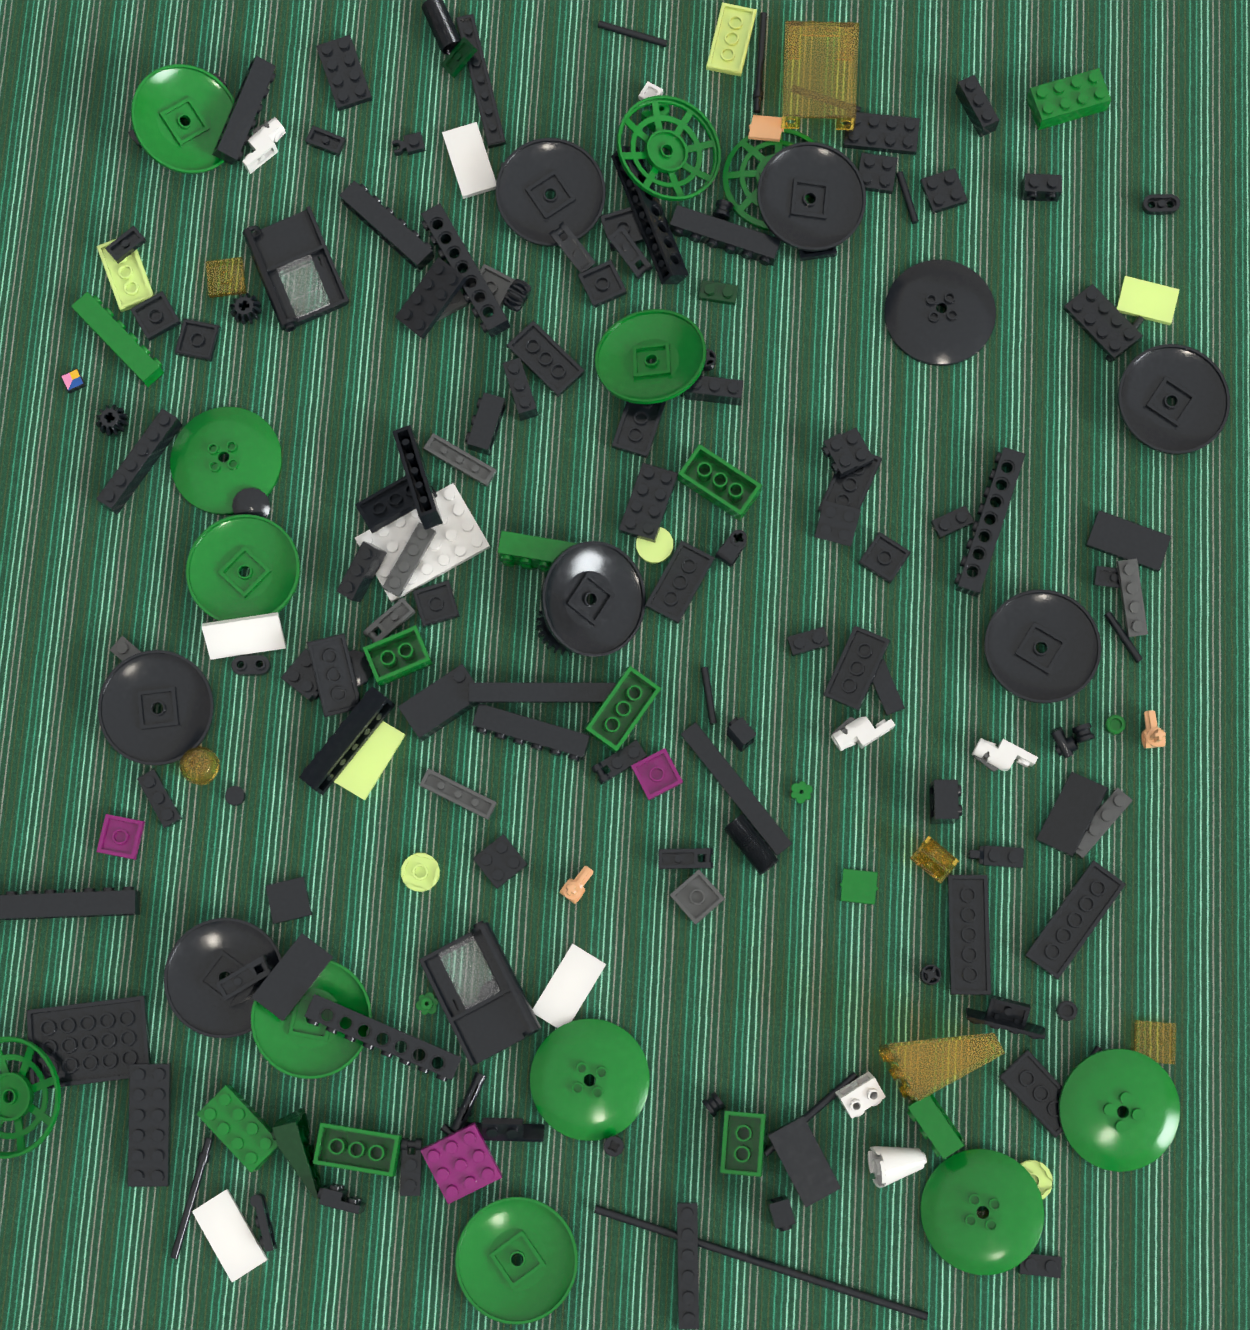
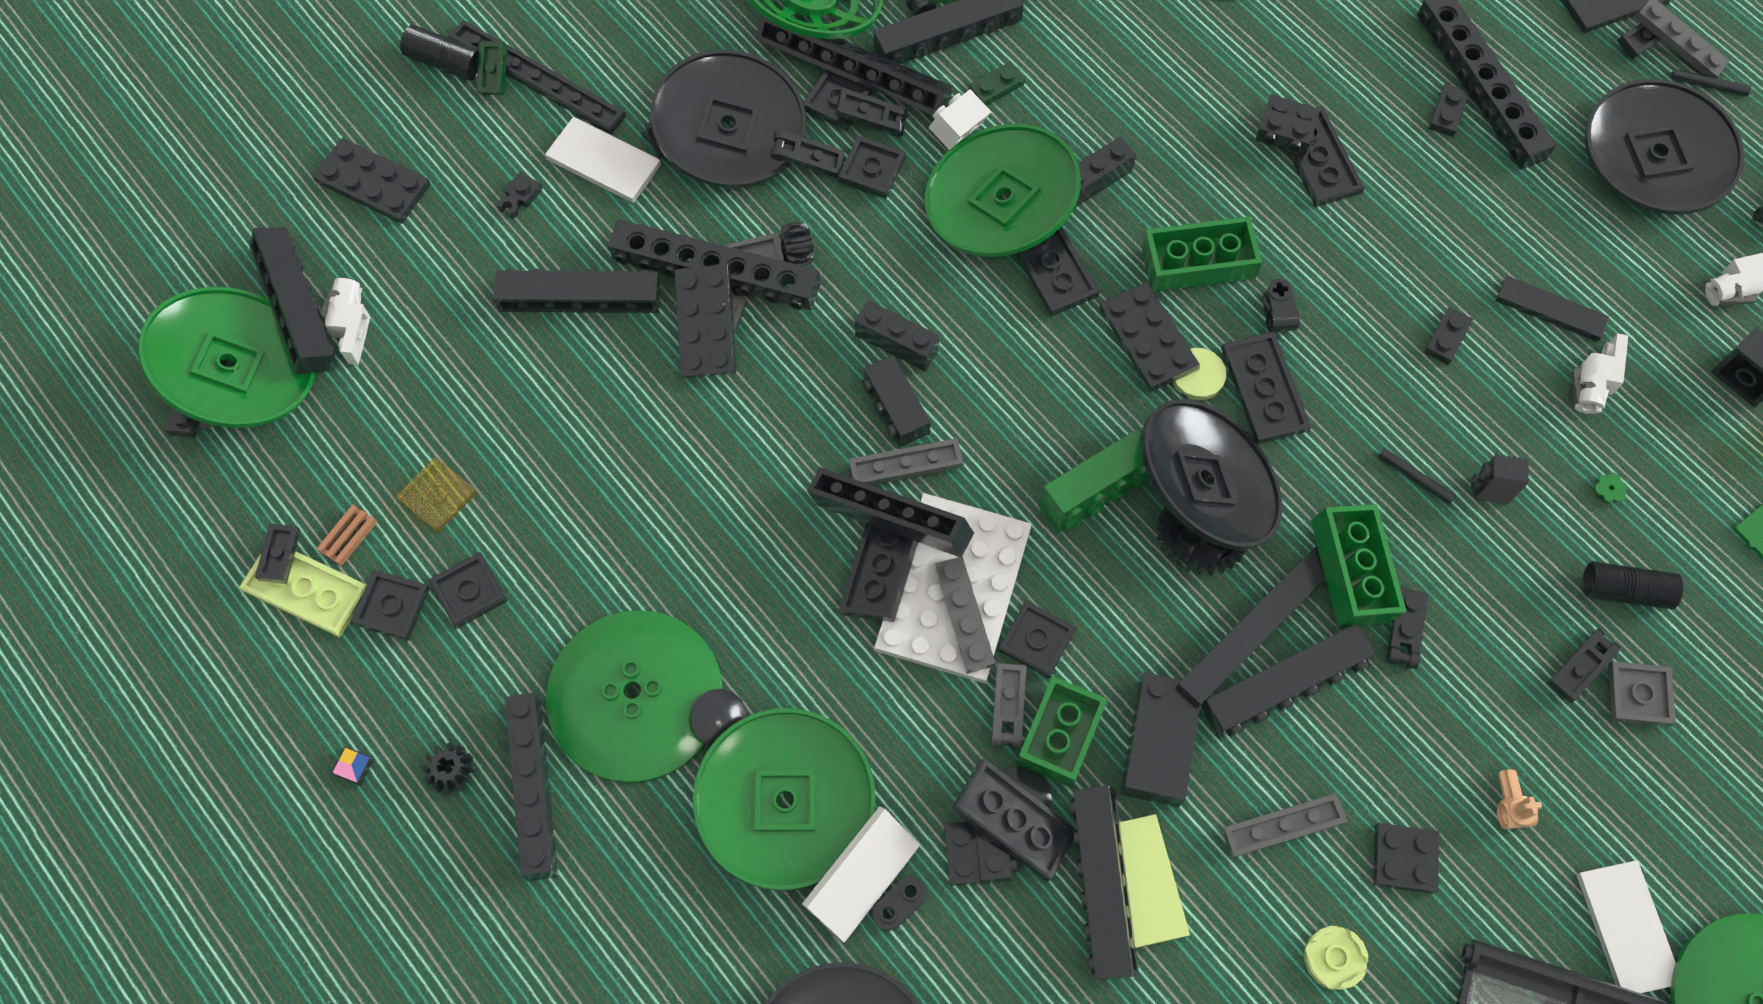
camera: 50 degrees left, 10 degrees down
(117, 339) = (366, 669): green brick -> none
(166, 259) = (335, 534): none -> nougat tile
(242, 304) = (496, 496): black gear -> none
(291, 271) = (519, 428): black piece -> none
(325, 141) = (418, 261): black plate -> none
(361, 571) = (926, 674): black brick -> none
(545, 358) = (891, 284): black plate -> none
(656, 774) = (1459, 603): magenta plate -> none
(671, 296) = (959, 118): none -> white brick
(736, 789) = (1543, 543): black tile -> none
(837, 523) = (1351, 198): black plate -> none
(856, 668) = (1527, 316): black plate -> none
(884, 557) = (1426, 195): black tile -> none

